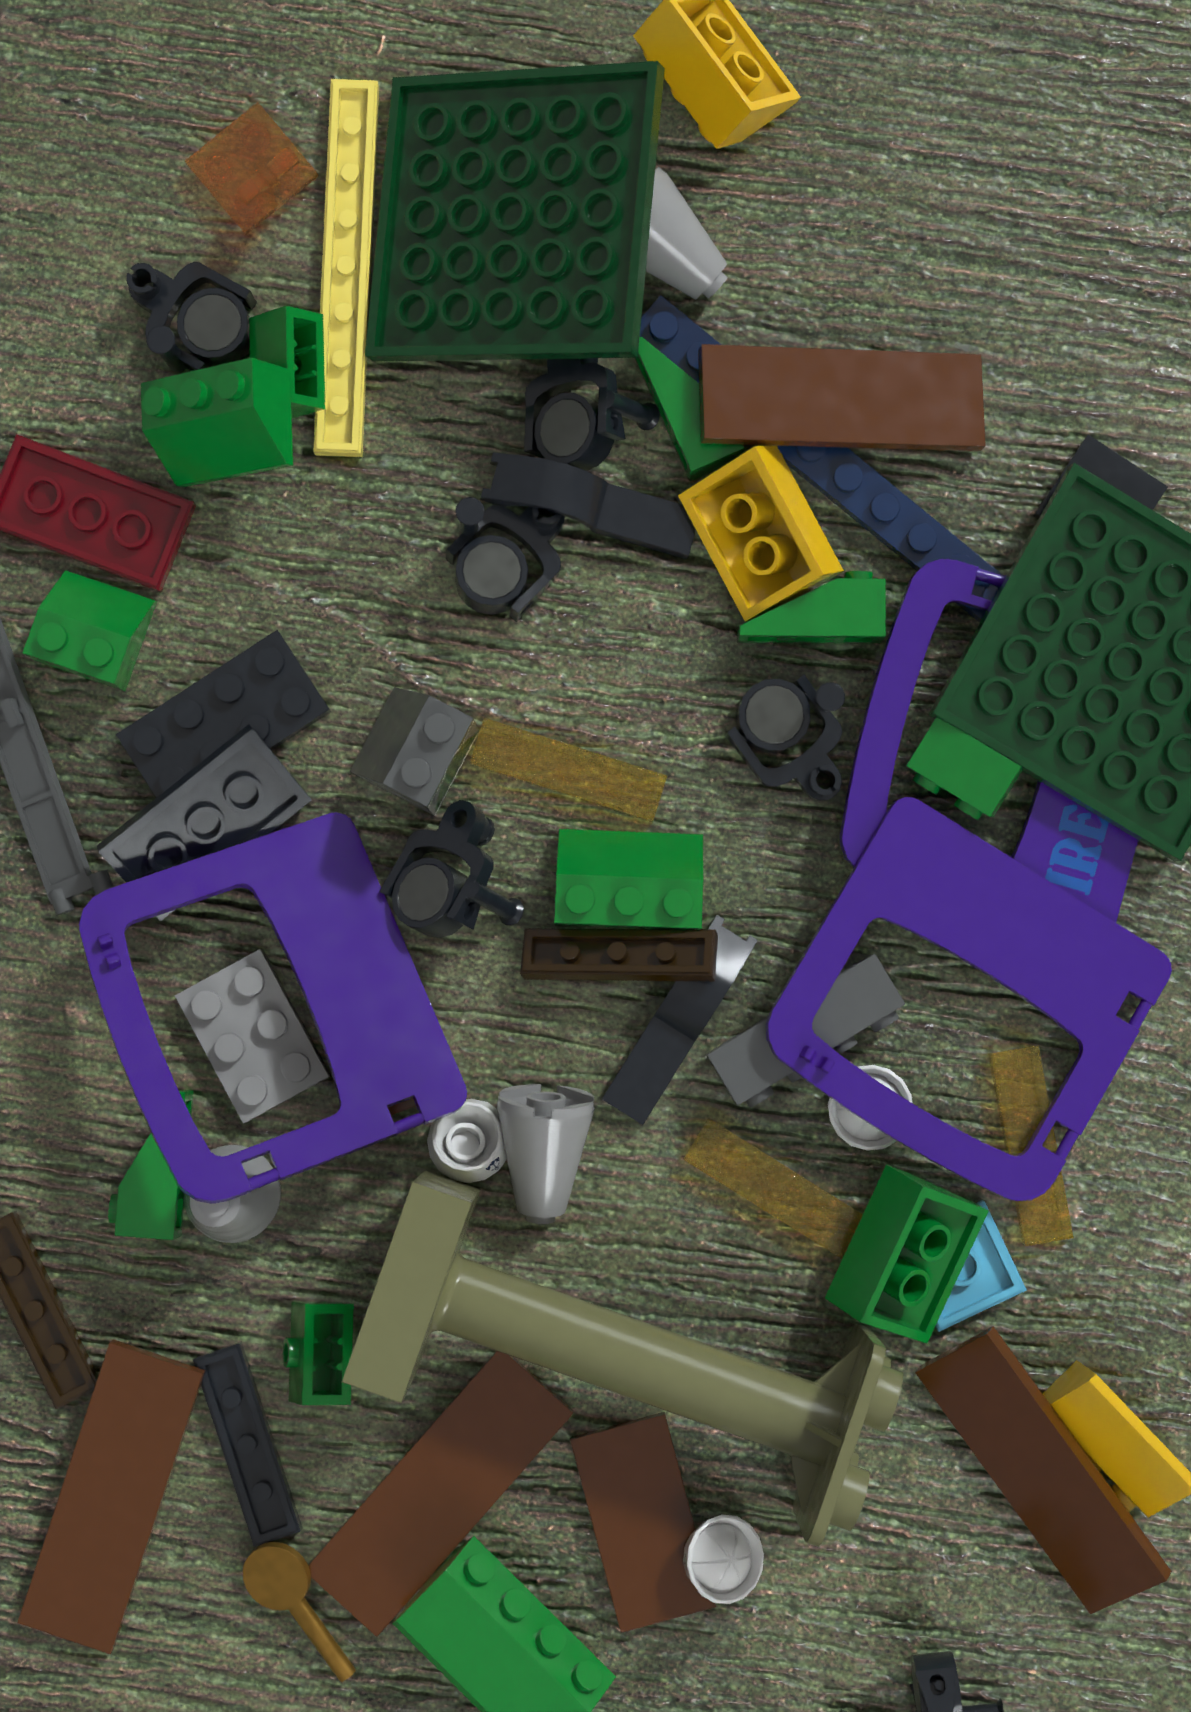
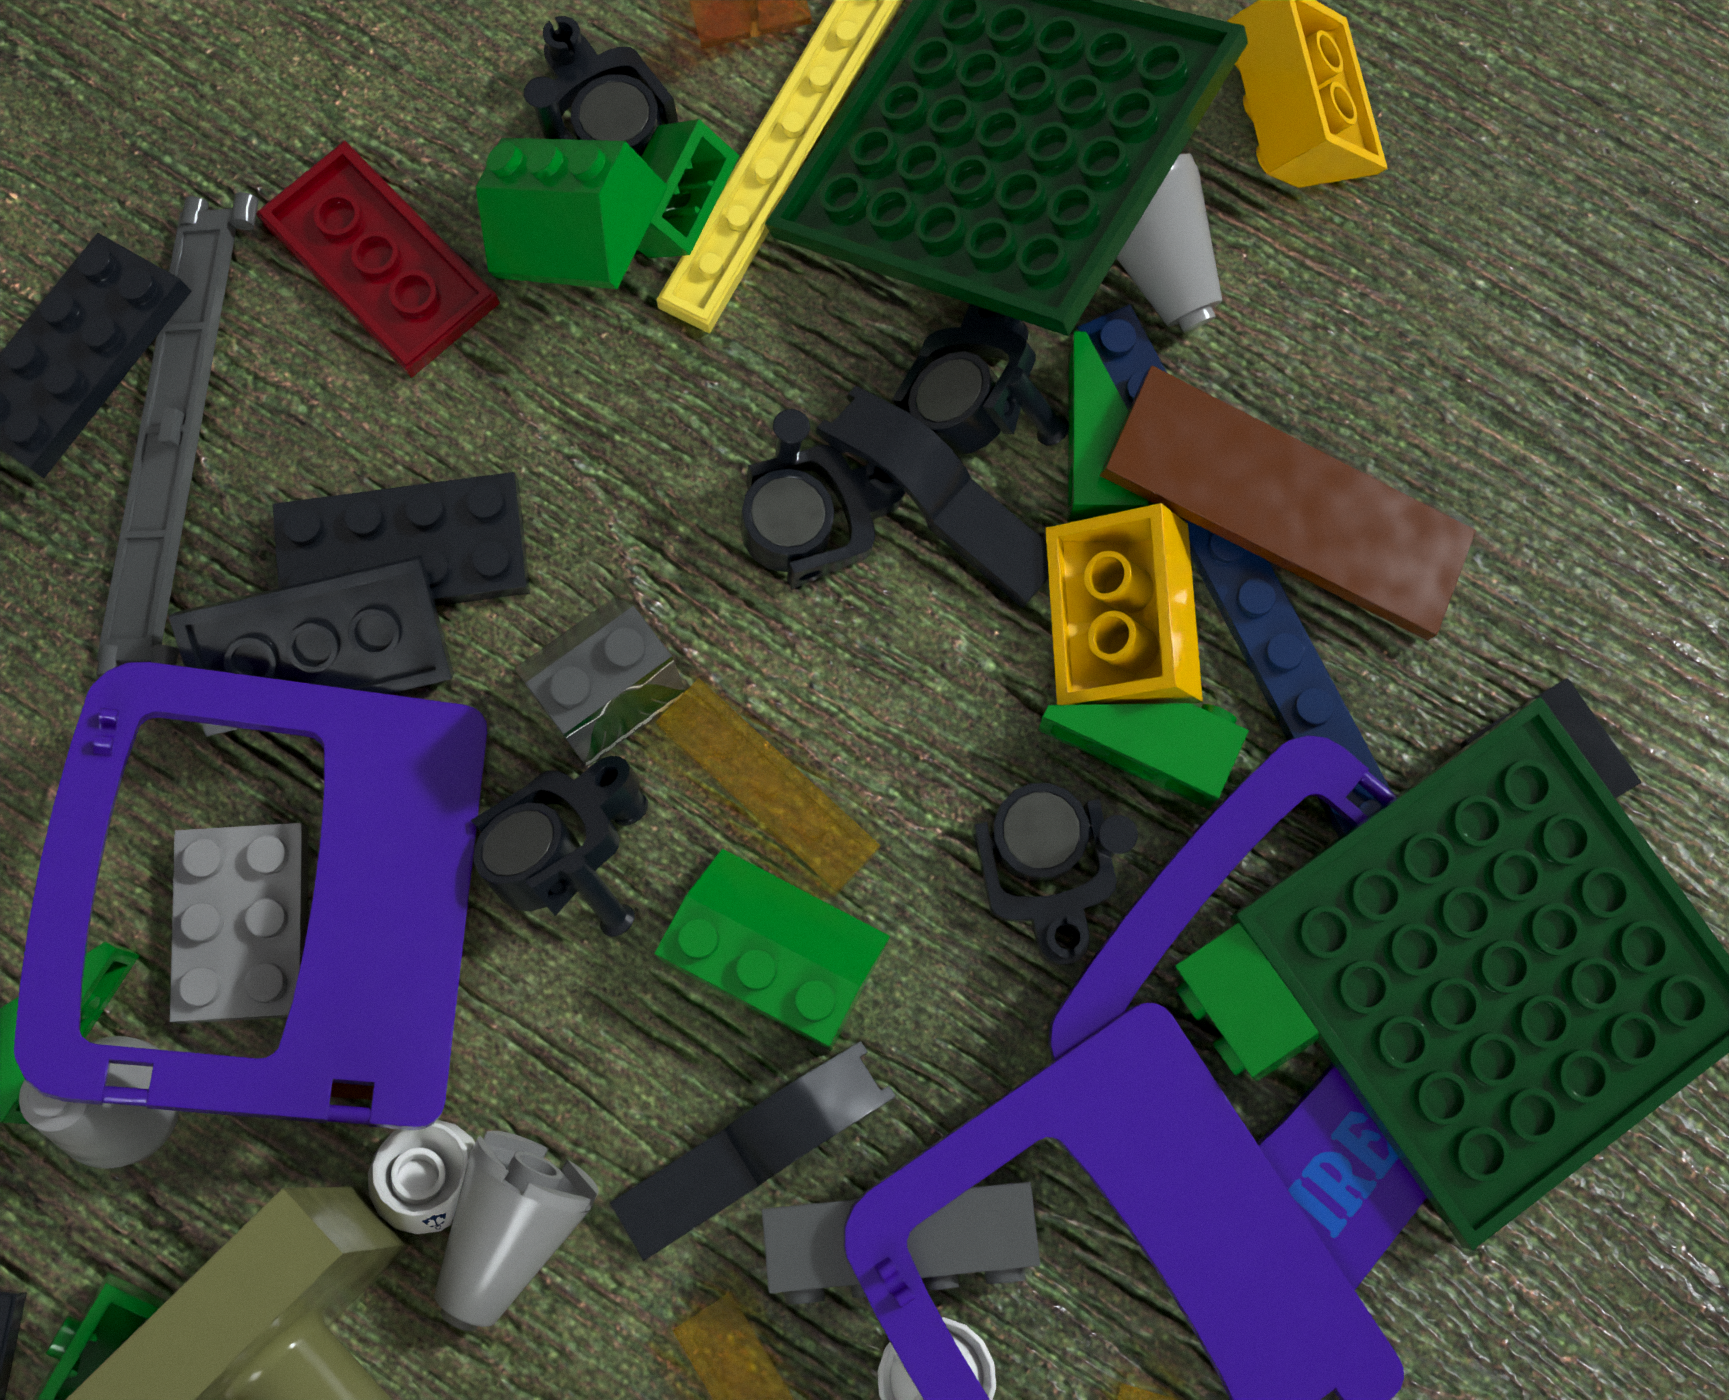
camera: 25 degrees right, 10 degrees down
(90, 630) = (306, 378): green slope -> none
(619, 954) = (718, 1033): dark brown tile -> none

